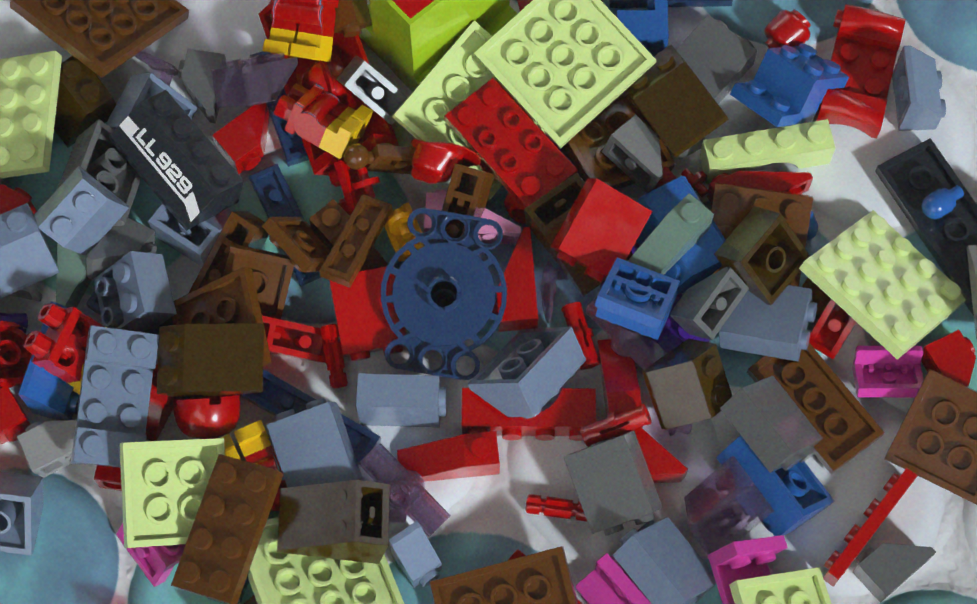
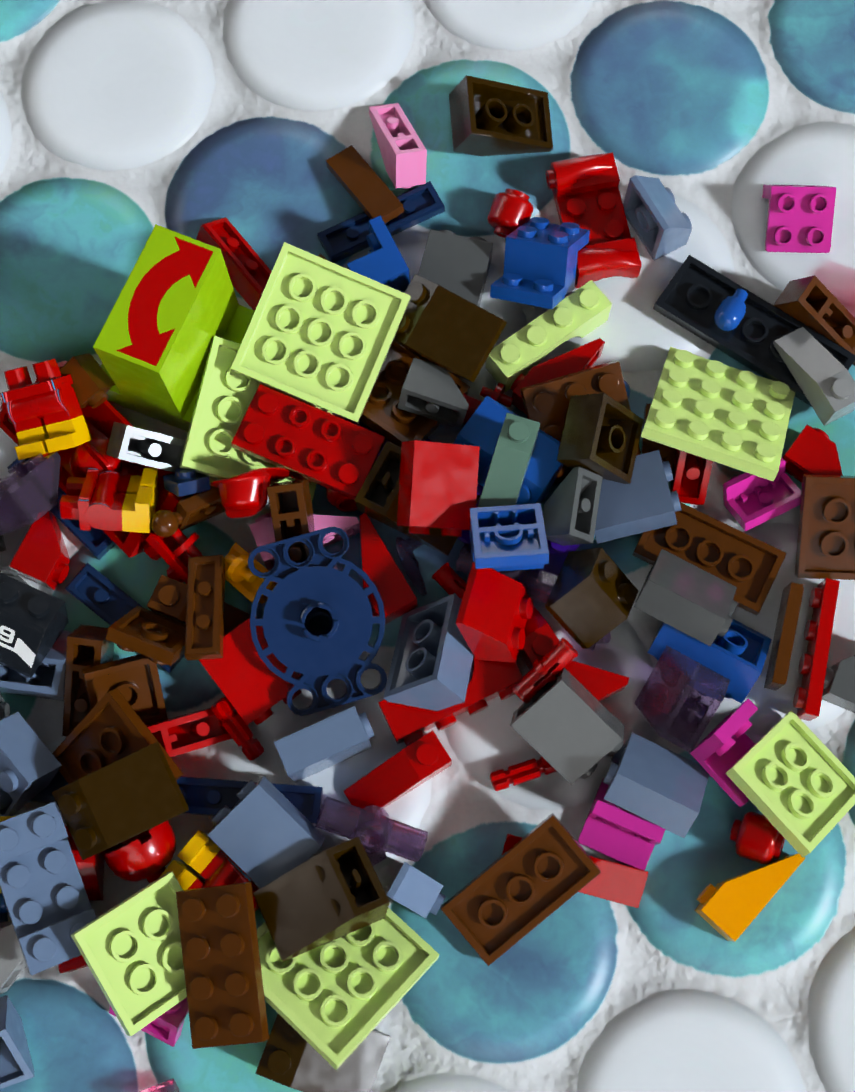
camera: 25 degrees left, 5 degrees up
(391, 131) = (186, 482): none -> dark blue plate
(594, 358) = (494, 615): none -> red slope
(845, 502) = (784, 636): none -> reddish brown tile

